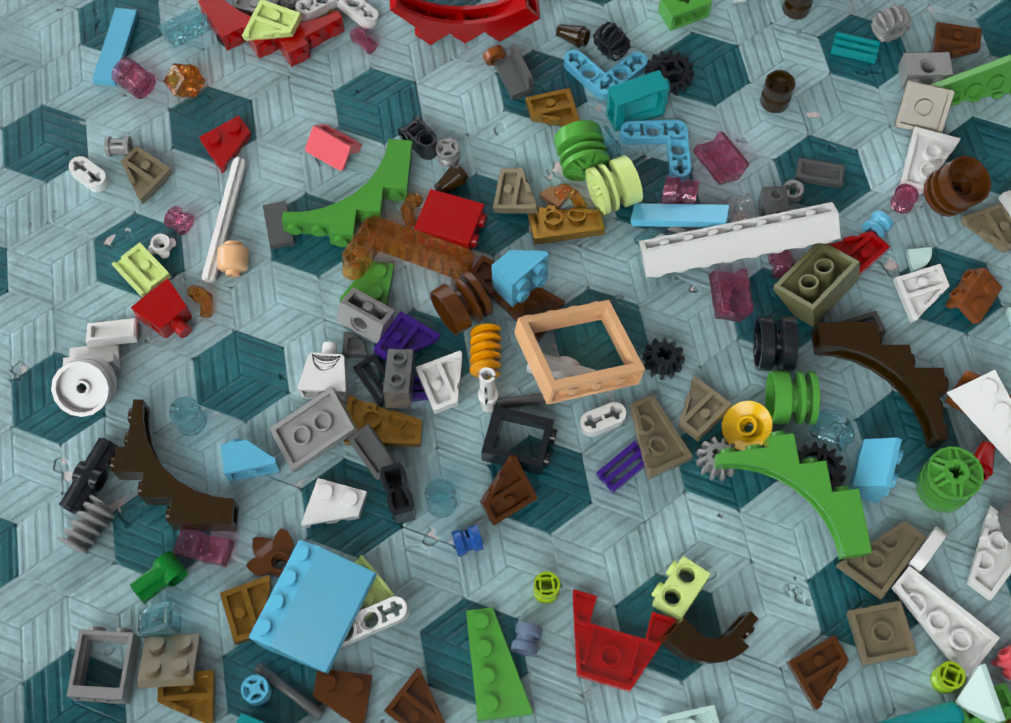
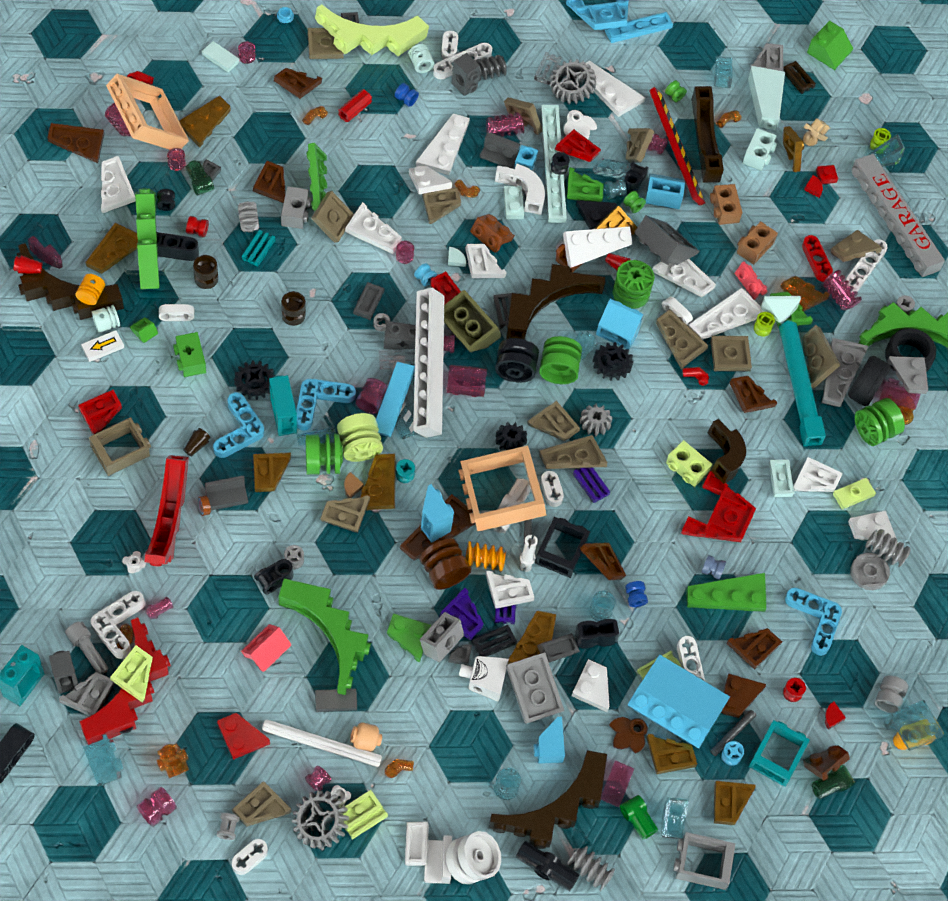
camera: 90 degrees left, 5 degrees down
(115, 45) = (109, 826): medium azure tile -> none
(126, 227) = (327, 834): none -> light grey gear
(164, 311) = (406, 796): red torso -> none
(169, 660) = (706, 811): dark tan plate -> none
(399, 378) = (504, 617): dark grey brick -> none
(404, 243) = (382, 600): clear orange beam -> none
(412, 200) = (341, 596): clear orange arm -> none
(452, 179) = (322, 558): dark brown cone -> none
(452, 219) = (363, 564): red brick -> none
(544, 592) = (675, 551): lime wheel -> none
(573, 194) = (354, 474): clear orange arm -> none
(586, 253) = (406, 475): none -> teal wheel
(611, 41) = (216, 413): black gear -> none
(721, 159) = (345, 361): clear pink bracket -> none
(739, 417) = (583, 393): yellow dish -> none
(834, 587) = (698, 373): none -> red arm
(839, 509) = (647, 351): bright green arch -> none
(957, 186) = (409, 214): reddish brown wheel -> none

